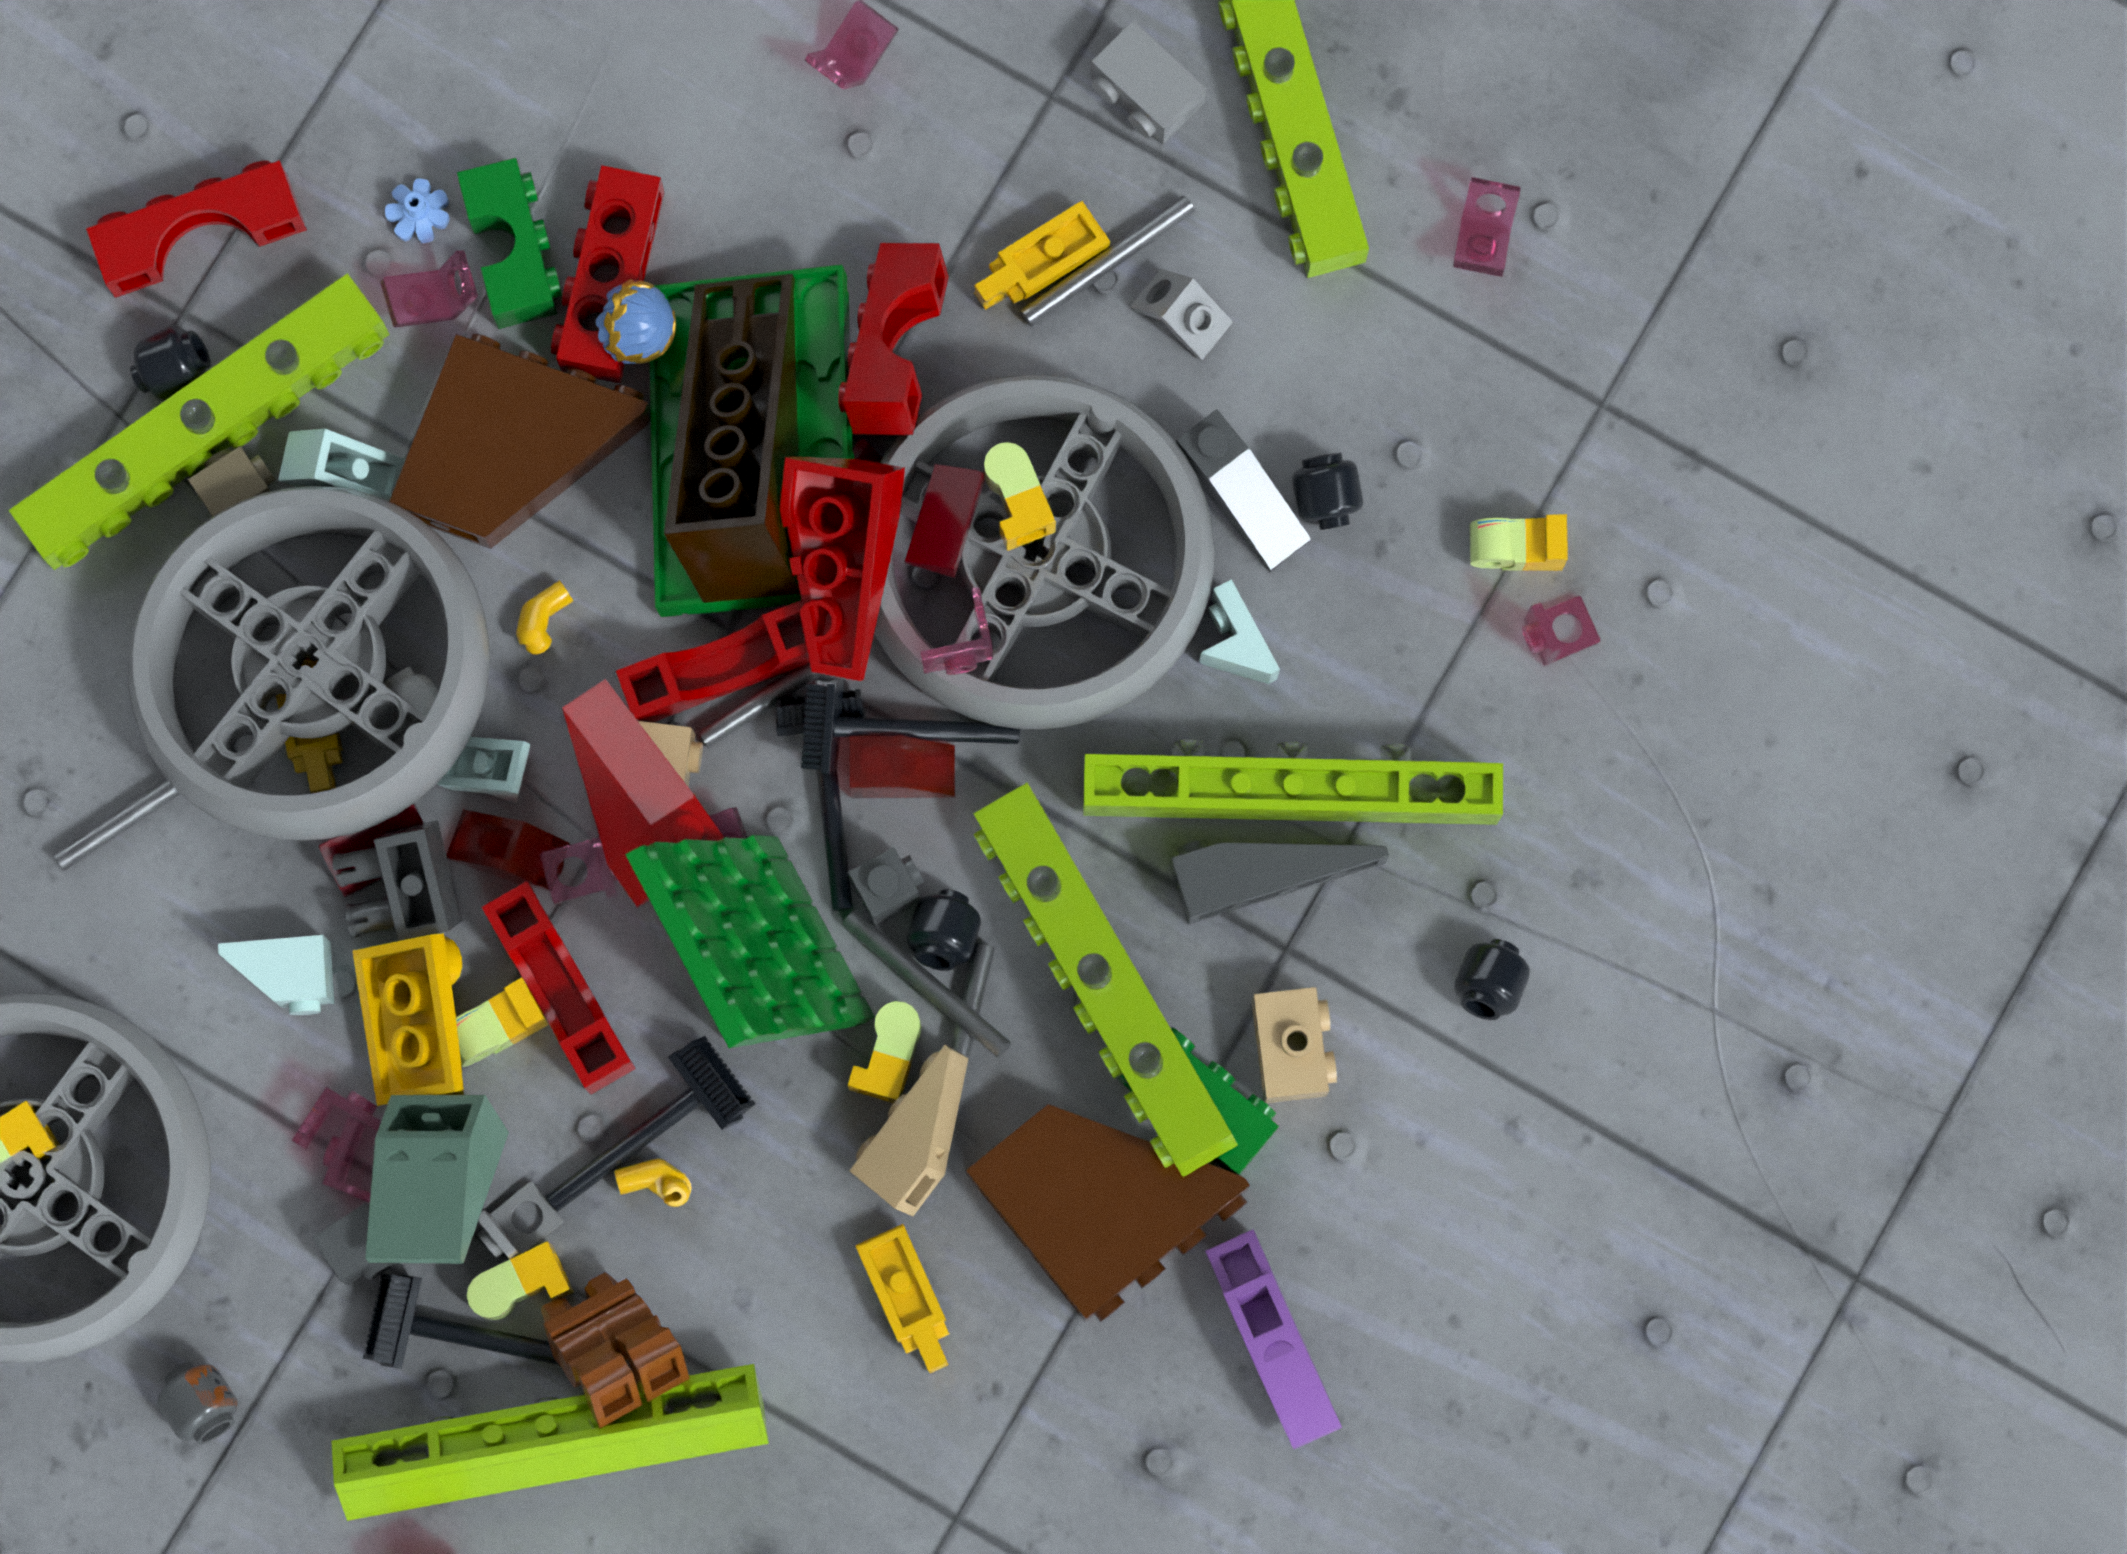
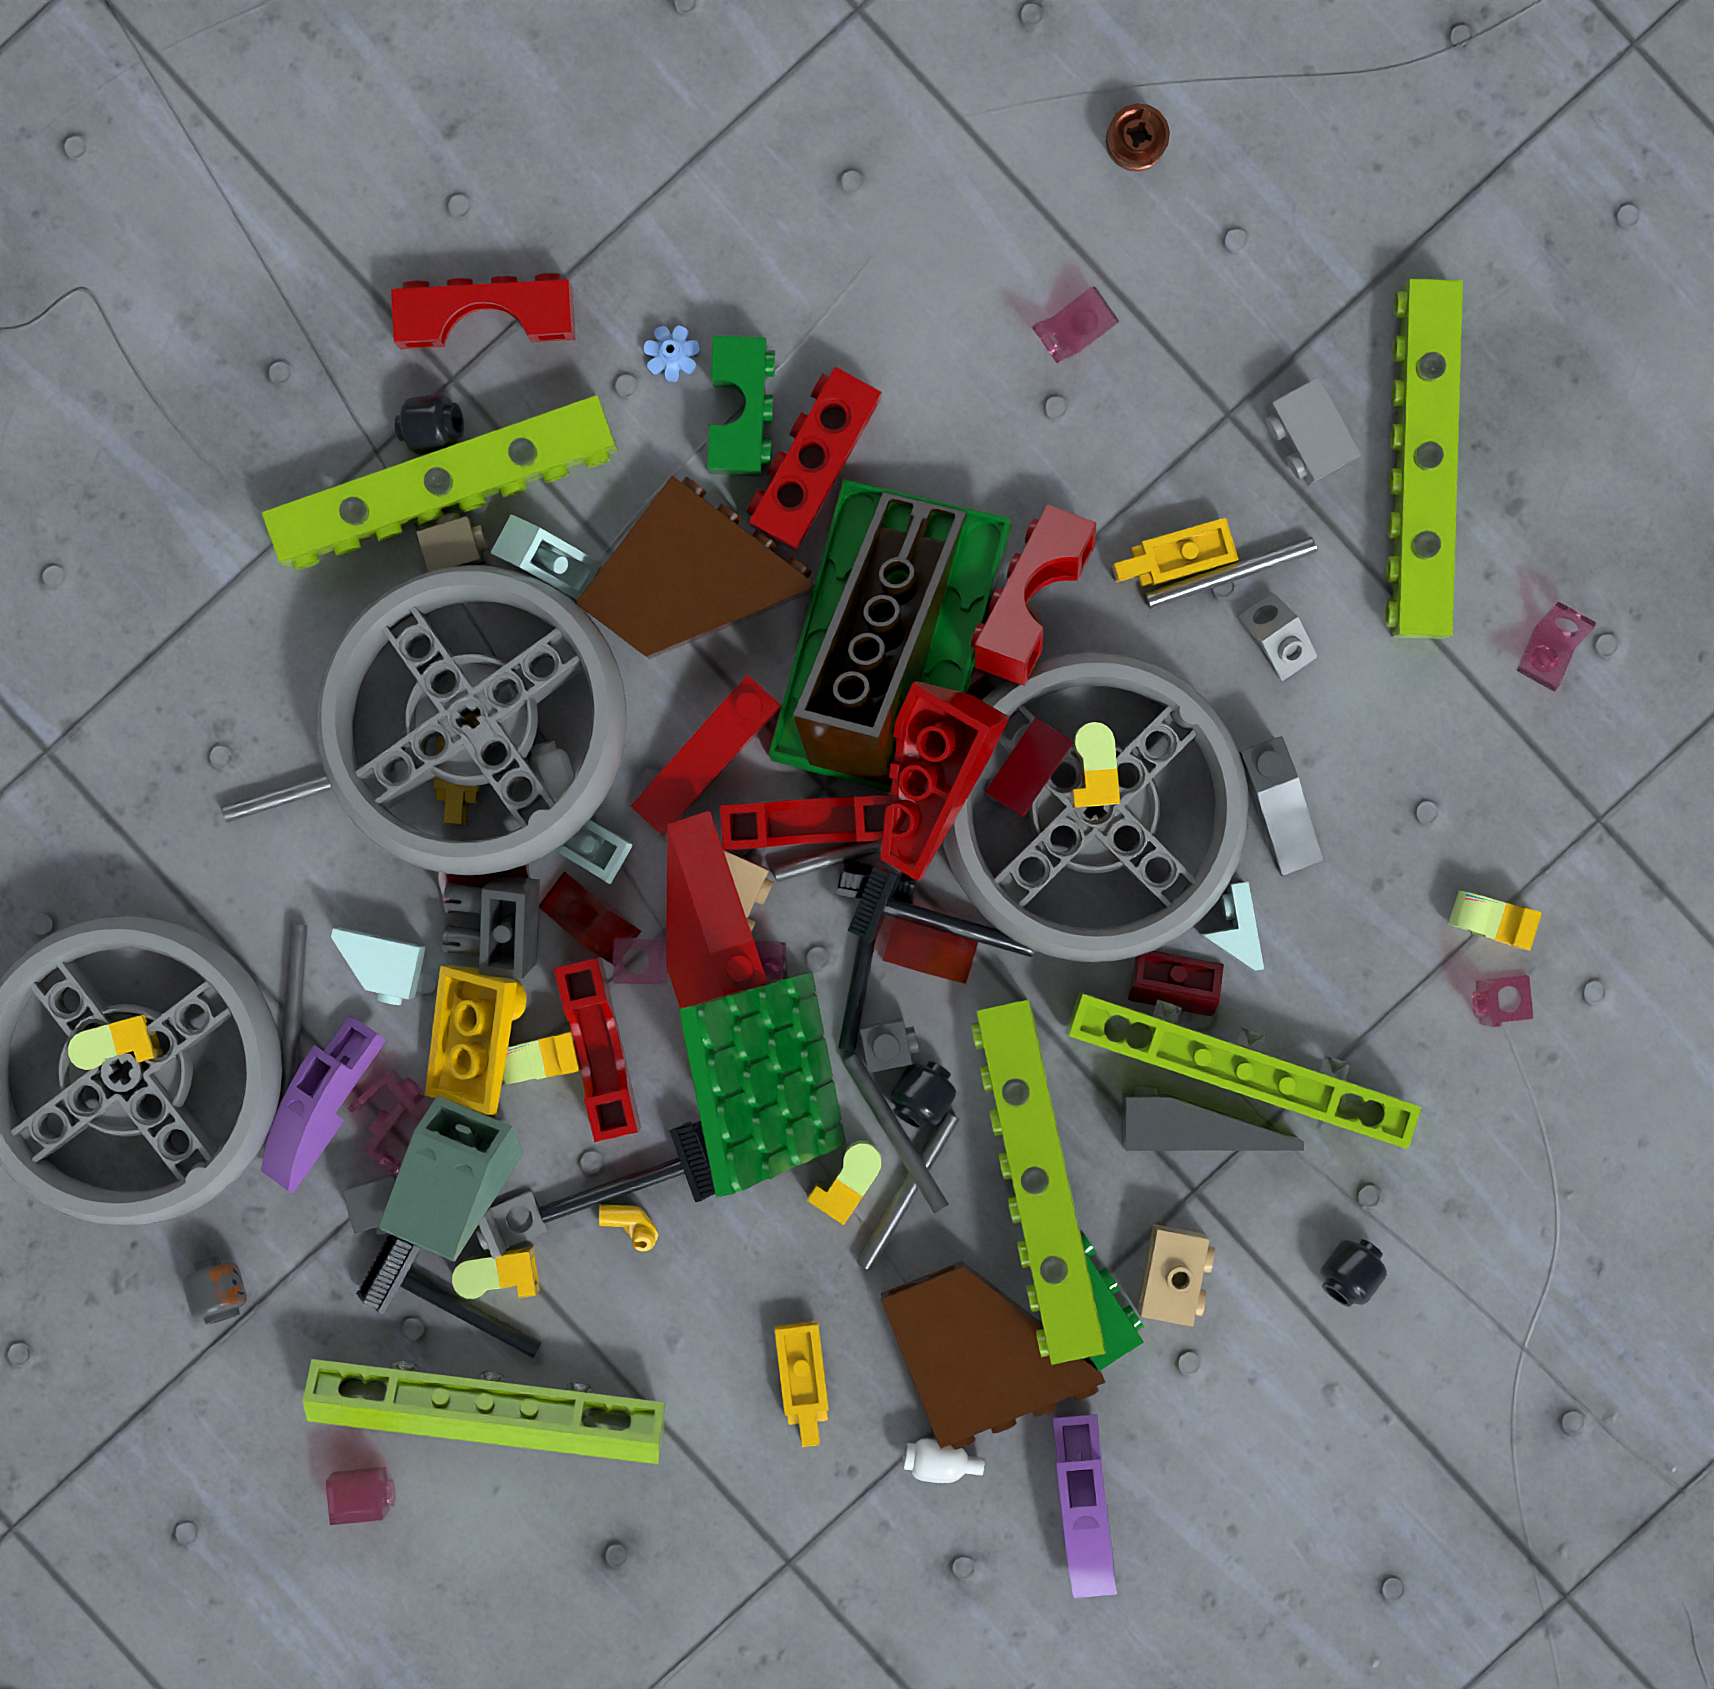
camera: 20 degrees right, 10 degrees up
(198, 1057) = (293, 1003): none -> flat silver bar
(247, 1156) = (308, 1109): none -> medium lavender slope
(429, 294) = (660, 430): clear pink bracket -> none
(535, 617) = (668, 730): yellow arm -> none
(587, 625) = (706, 754): none -> red slope
(603, 1333) = (554, 1337): dark orange hips -> none
(636, 323) = (824, 513): medium blue hair -> none
(915, 1142) = (843, 1267): tan slope -> none
(962, 656) = (1009, 891): clear pink bracket -> none
(1092, 1341) = (939, 1465): none -> white plant
(1196, 715) = (1176, 980): none -> dark red slope
(1327, 490) = (1351, 827): black head -> none

